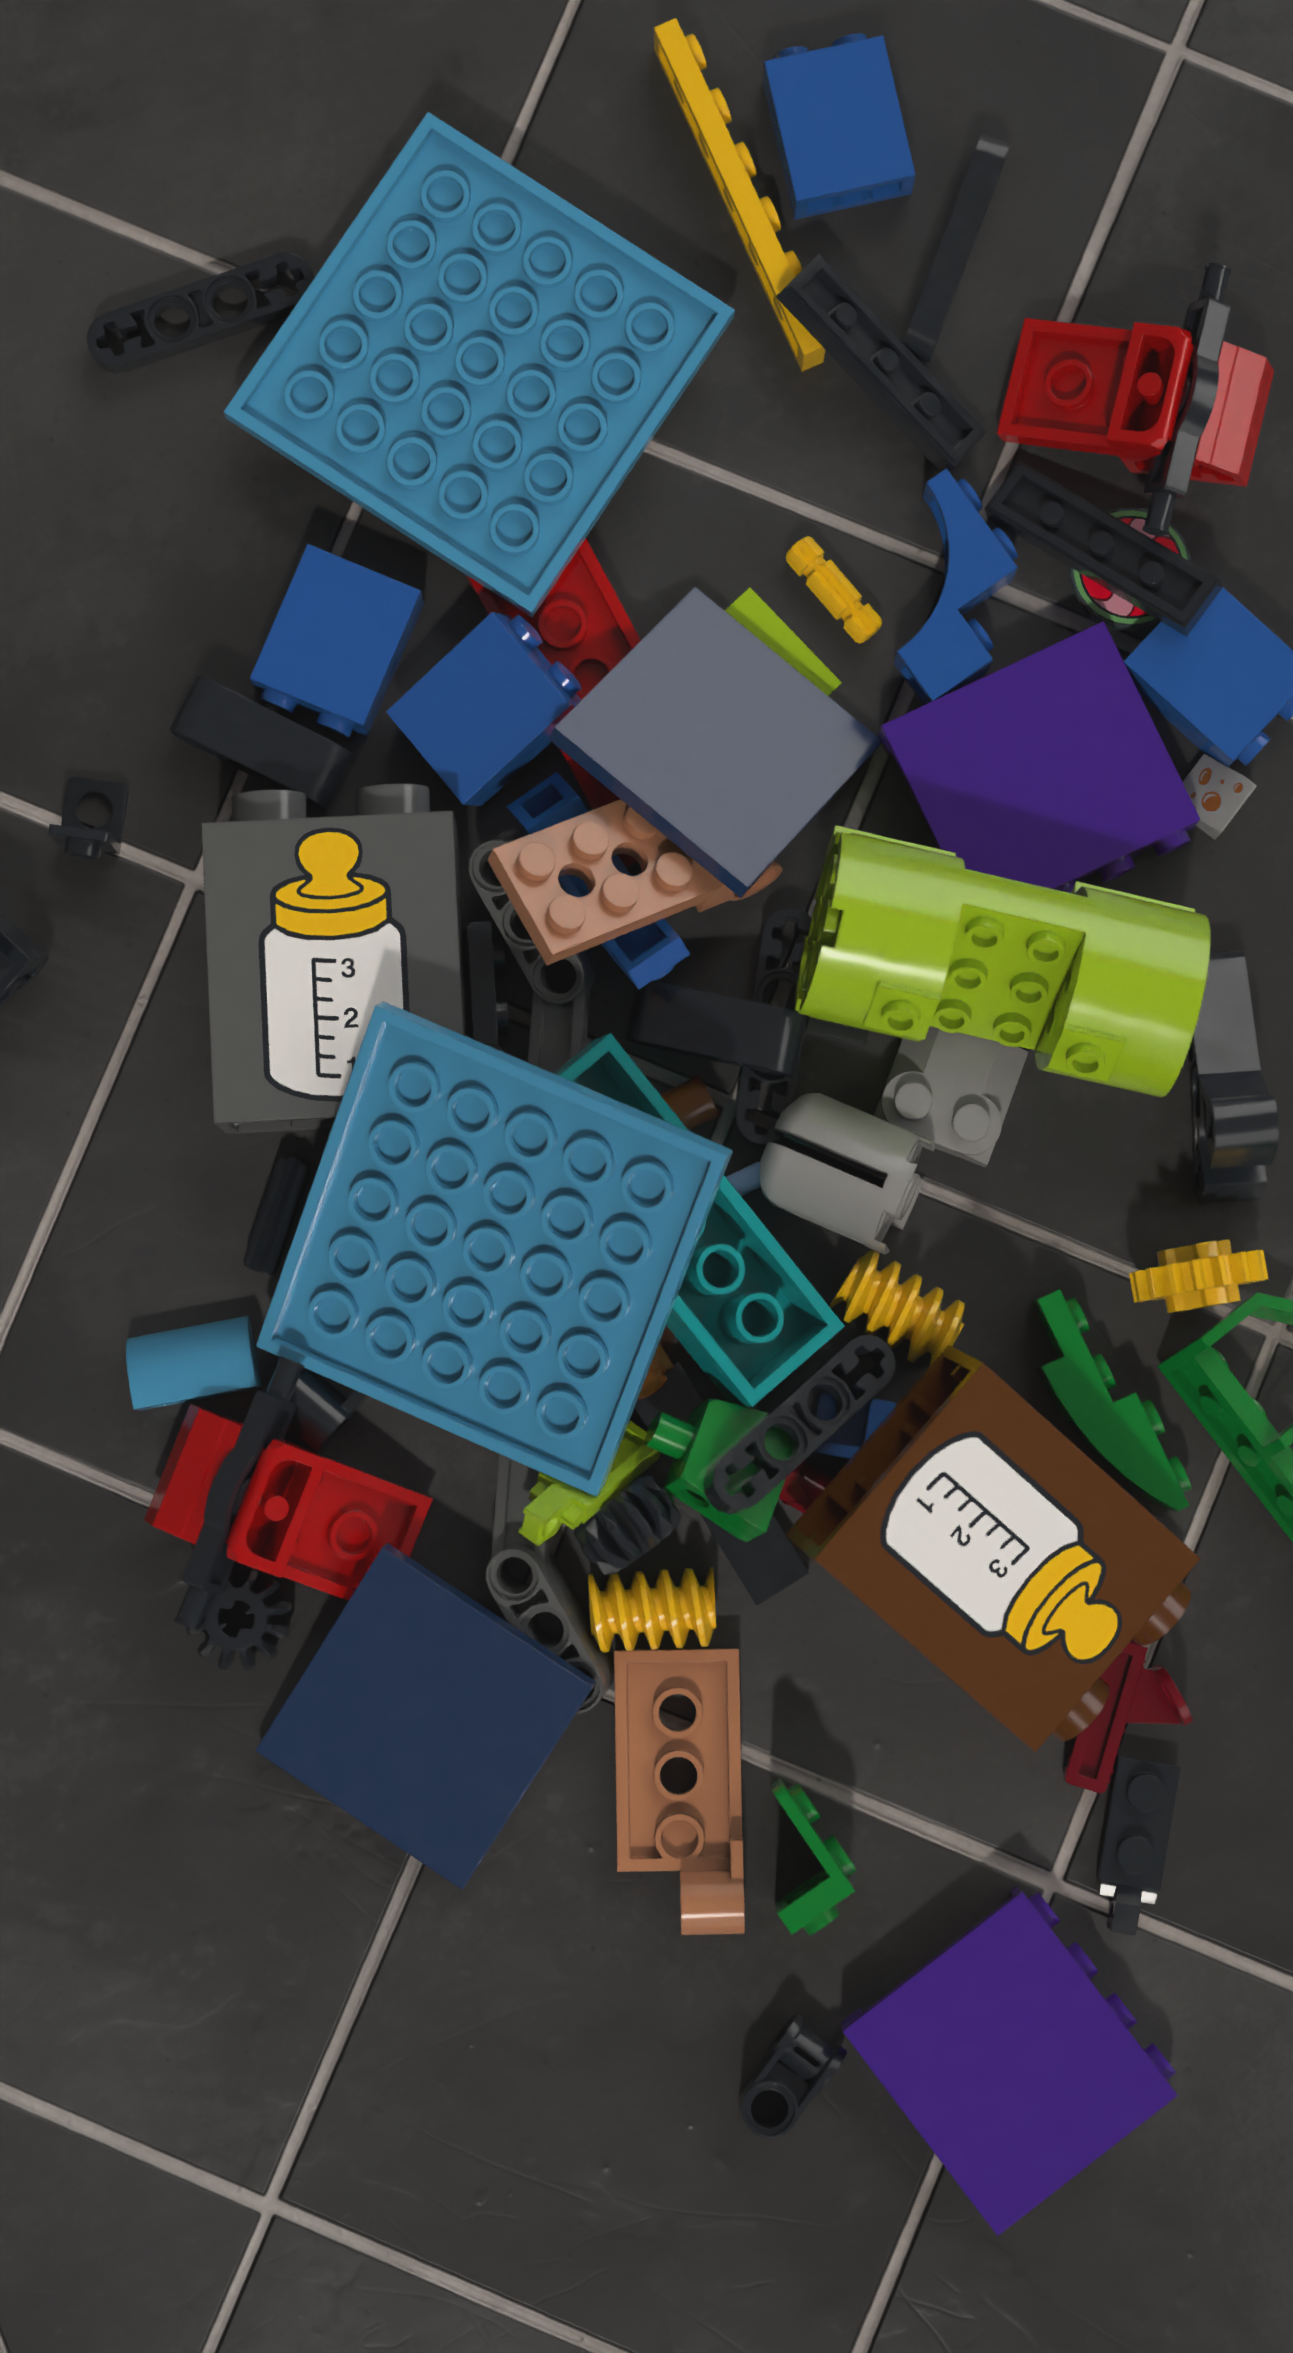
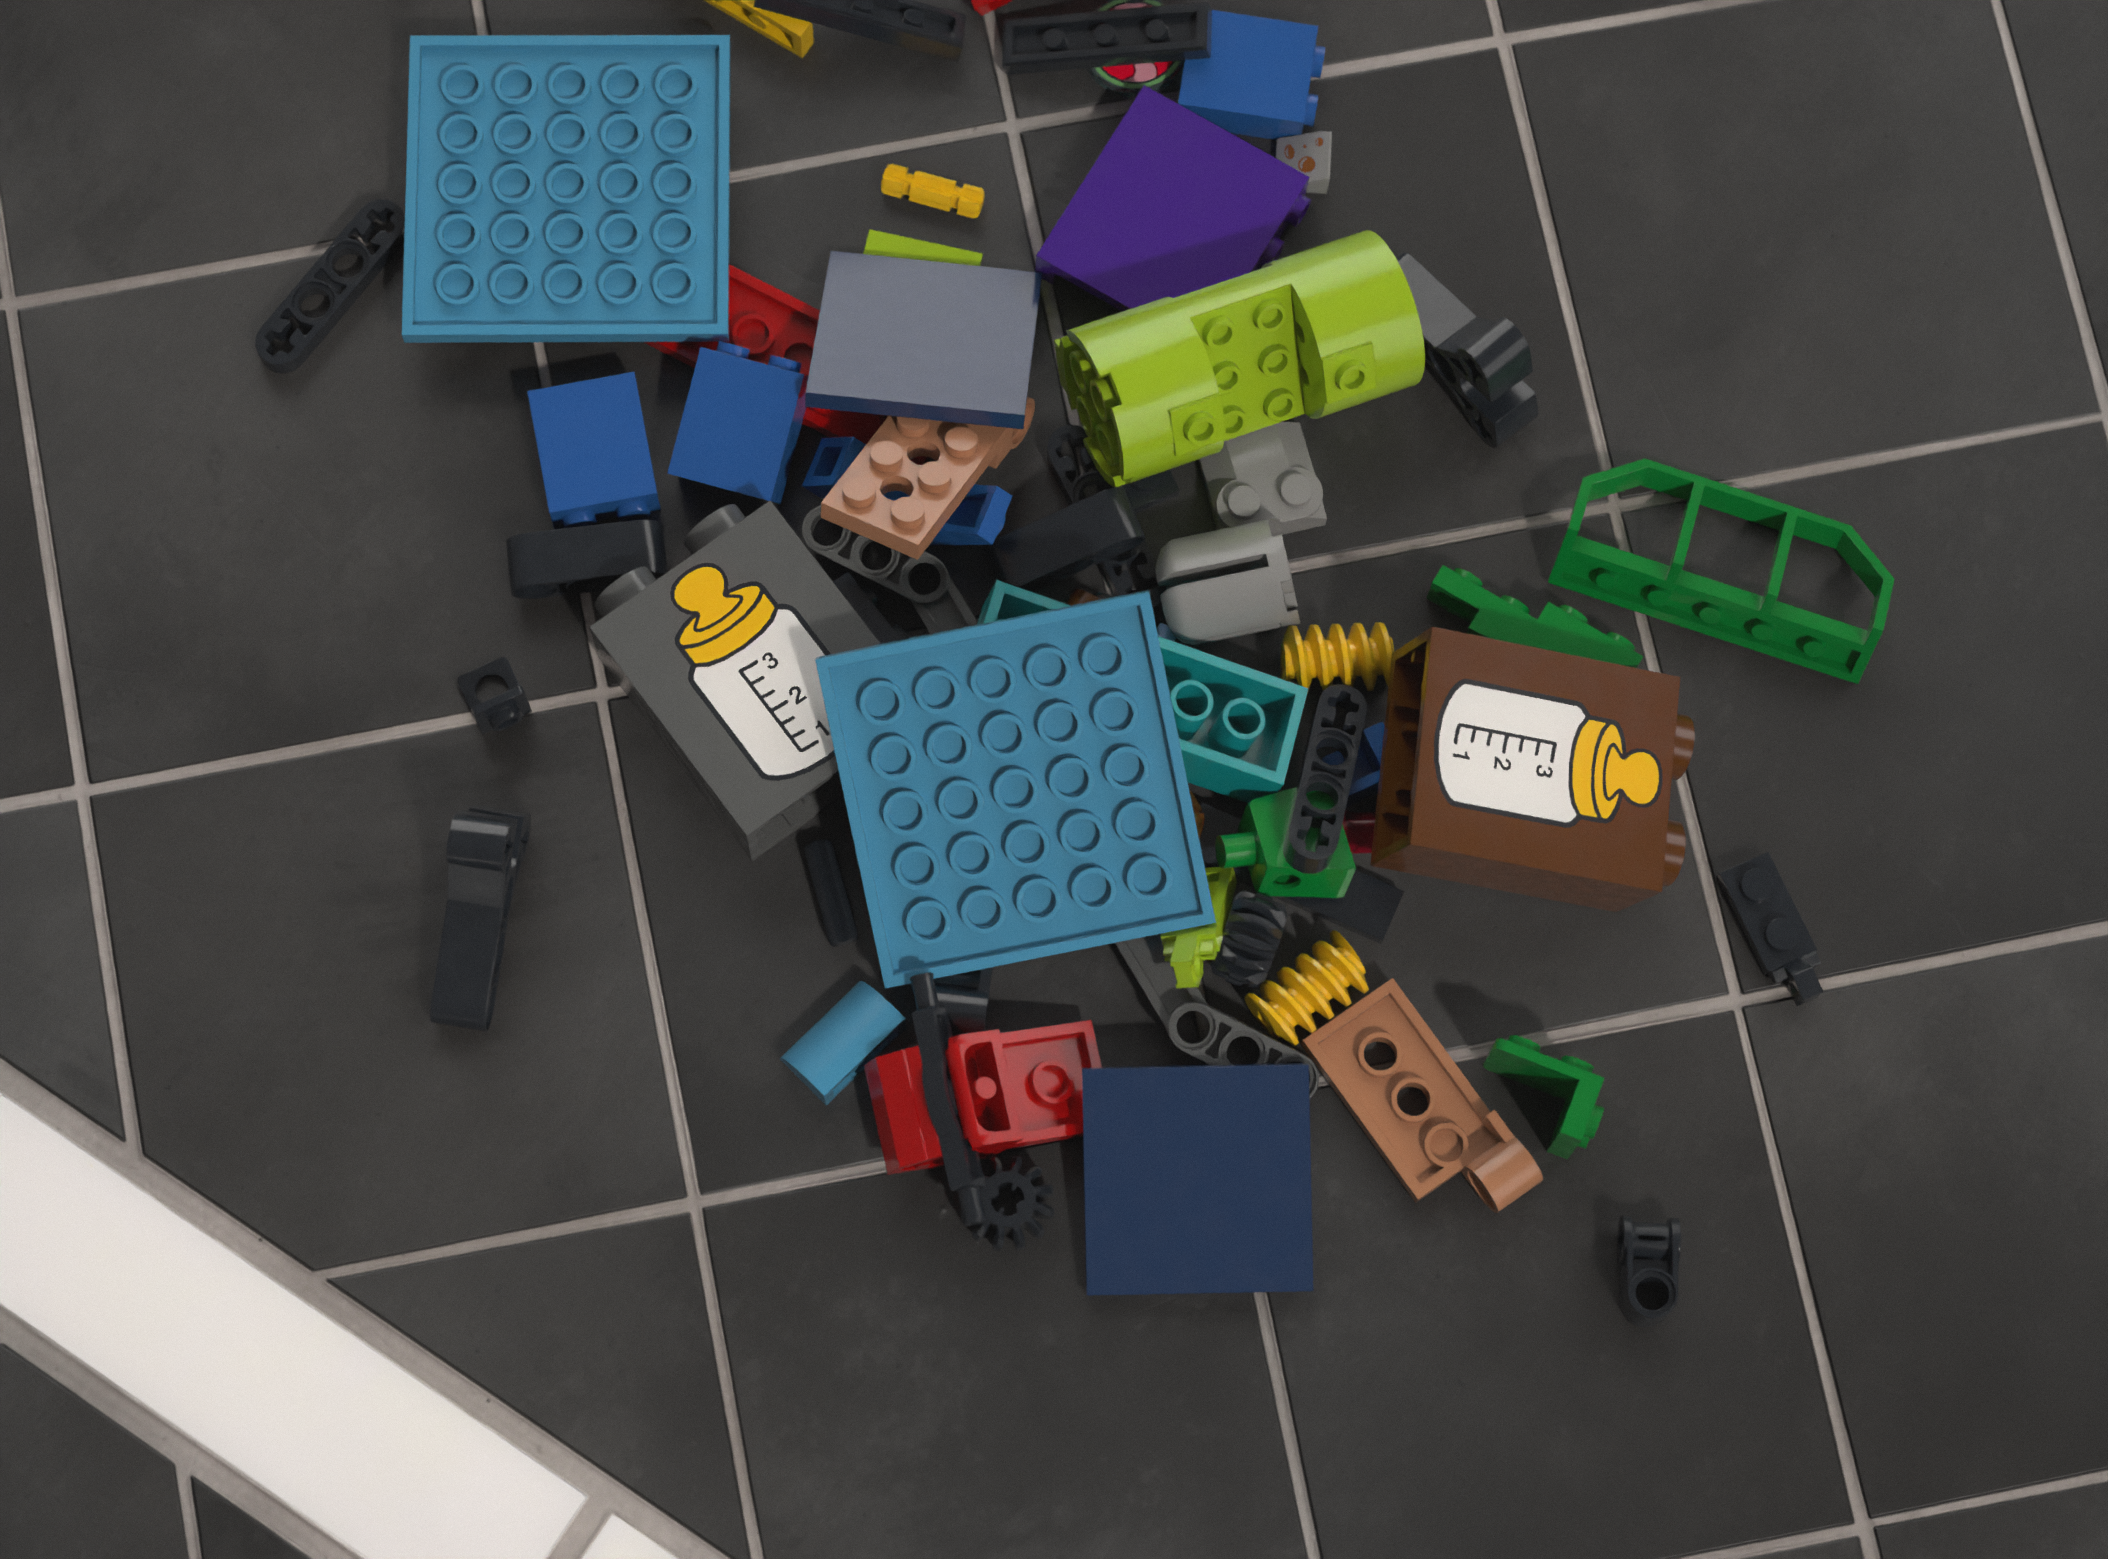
camera: 40 degrees left, 10 degrees down
(977, 565) = (1022, 110): blue arch -> none
(1011, 2059) = (1799, 1142): dark purple panel -> none
(1133, 1697) = (1705, 822): dark red piece -> none
(1198, 1276) = (1534, 491): yellow gear -> none

